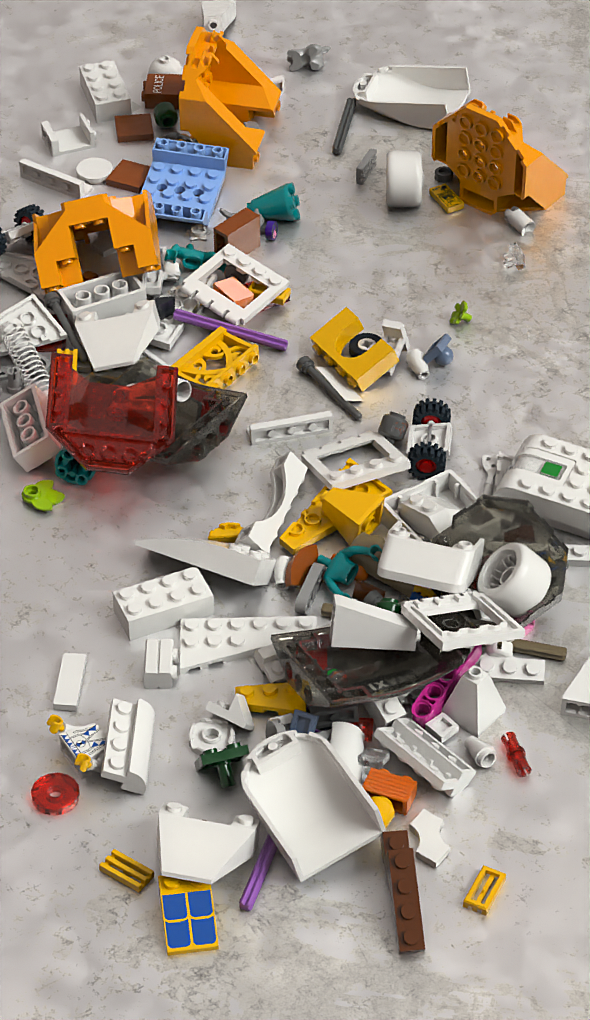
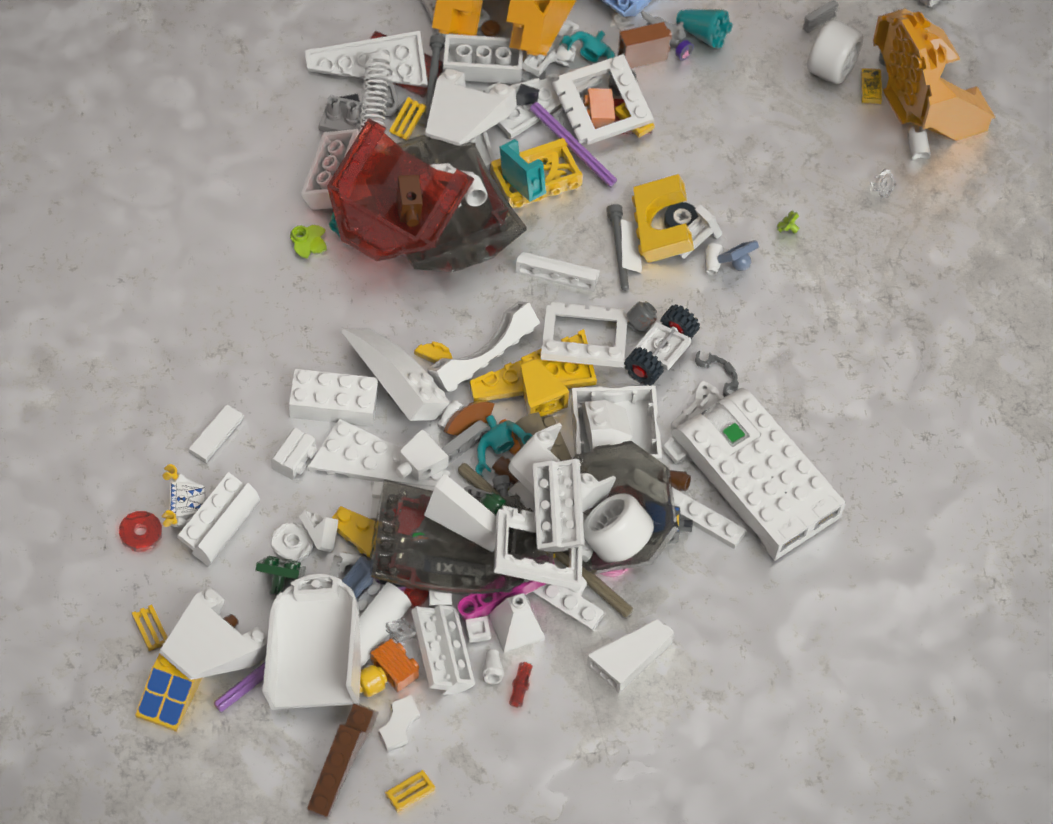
camera: 25 degrees right, 15 degrees up
(125, 412) = (409, 207): none -> reddish brown torso
(208, 358) = (524, 177): none -> teal panel
(287, 610) = (421, 458): none -> white torso
(457, 574) = (558, 505): none -> white brick
(511, 447) = (727, 366): none -> dark grey piece

